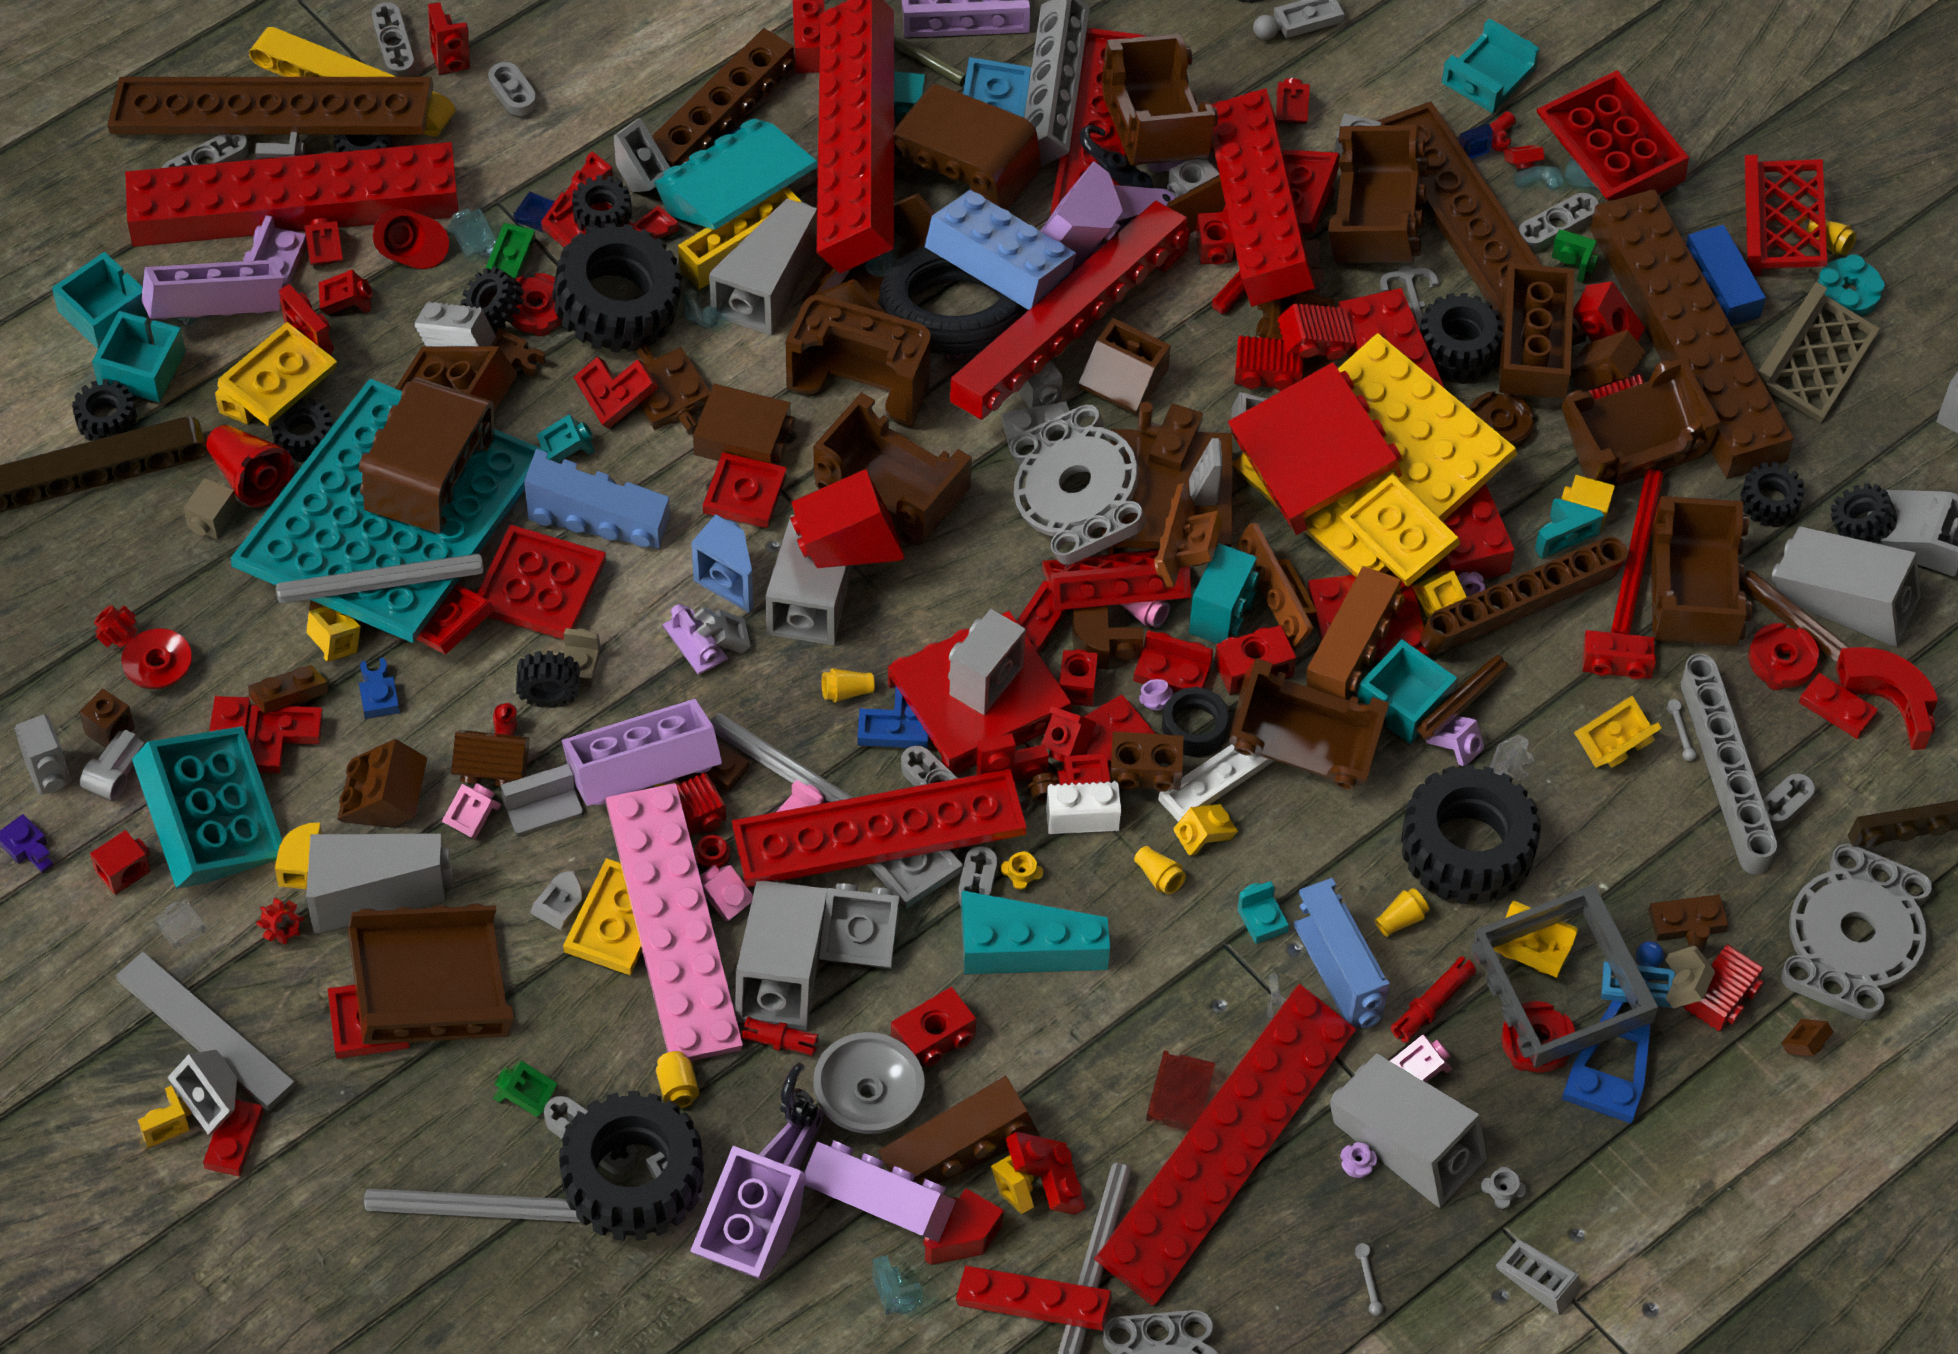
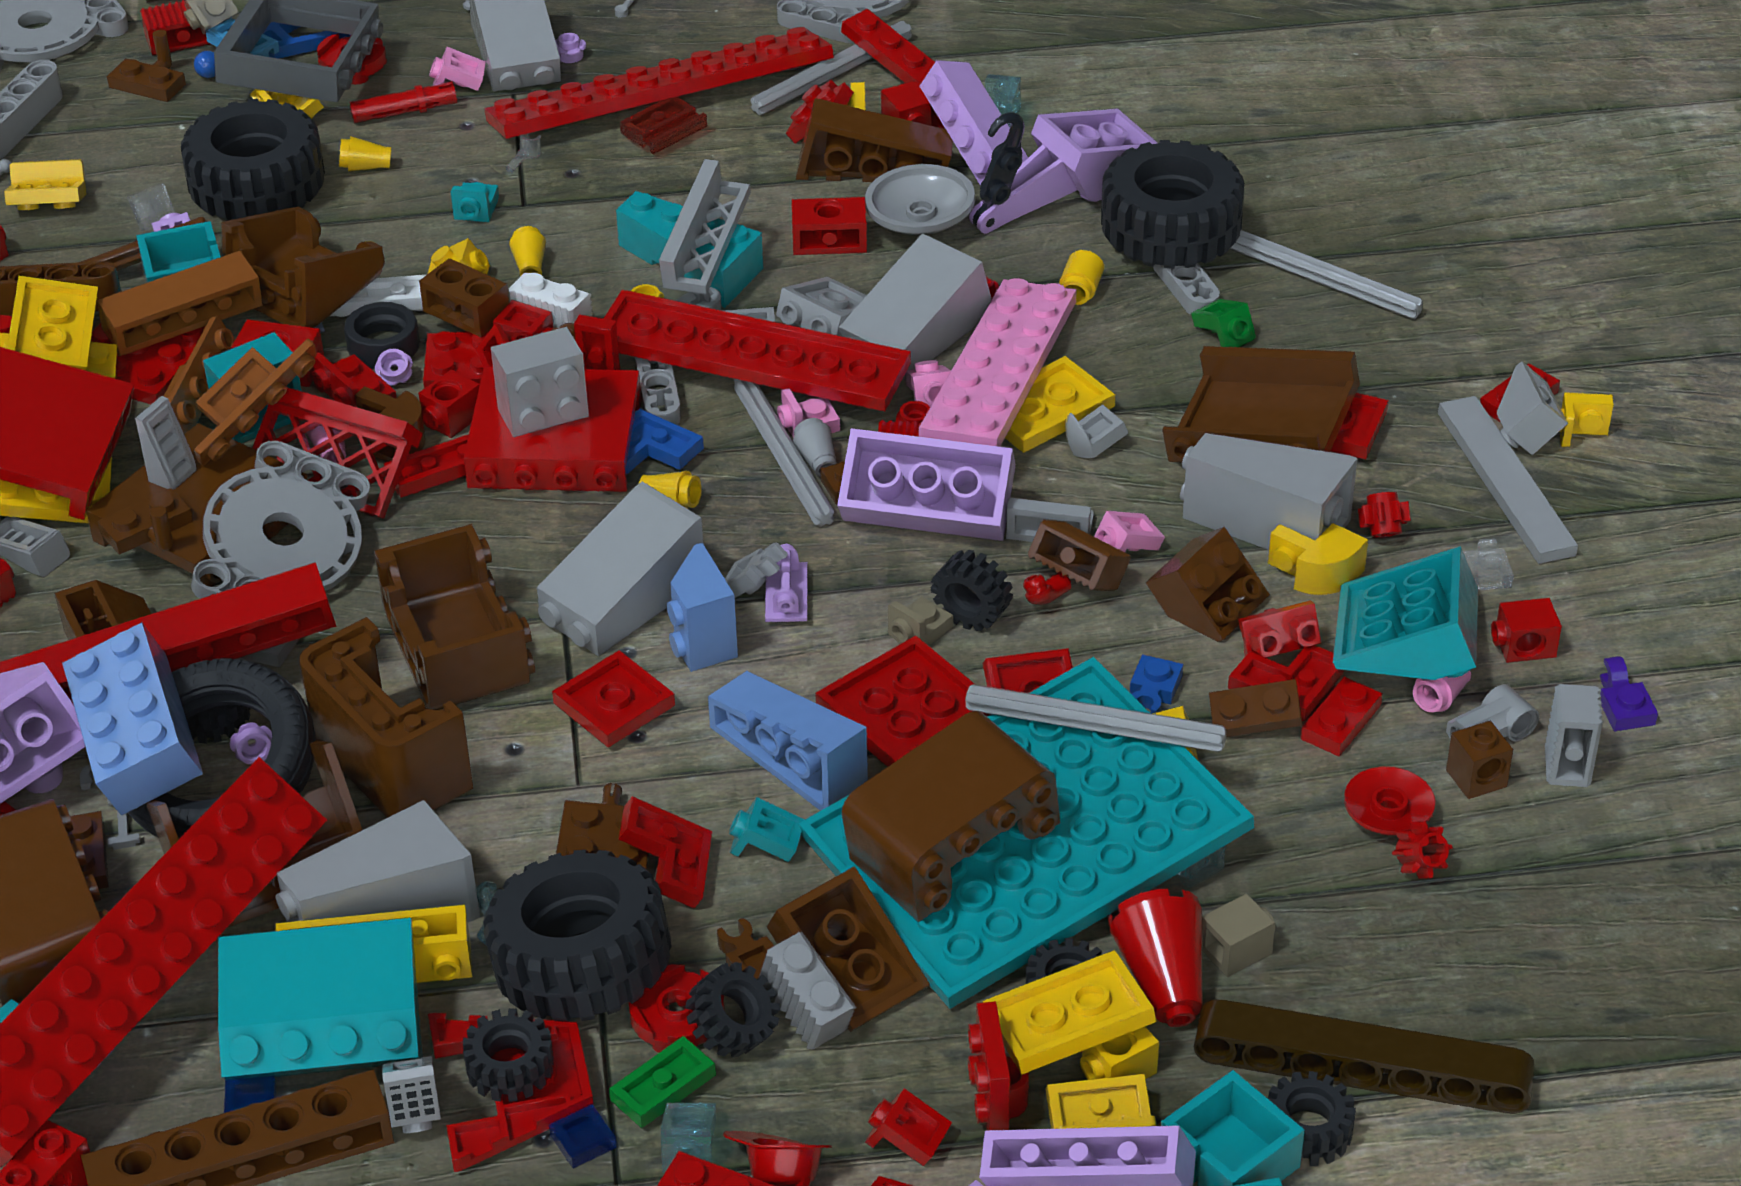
camera: 145 degrees left, 15 degrees down
(225, 346) = (1100, 1103): none -> yellow bracket
(288, 769) = (1280, 630): none -> red hips
(743, 425) = (562, 753): reddish brown brick -> none
(769, 781) = (815, 444): none -> light grey cone
(846, 524) = (561, 547): red slope -> none
(1011, 899) = (692, 230): none -> light grey fence
(1342, 955) = (449, 129): medium blue door -> none

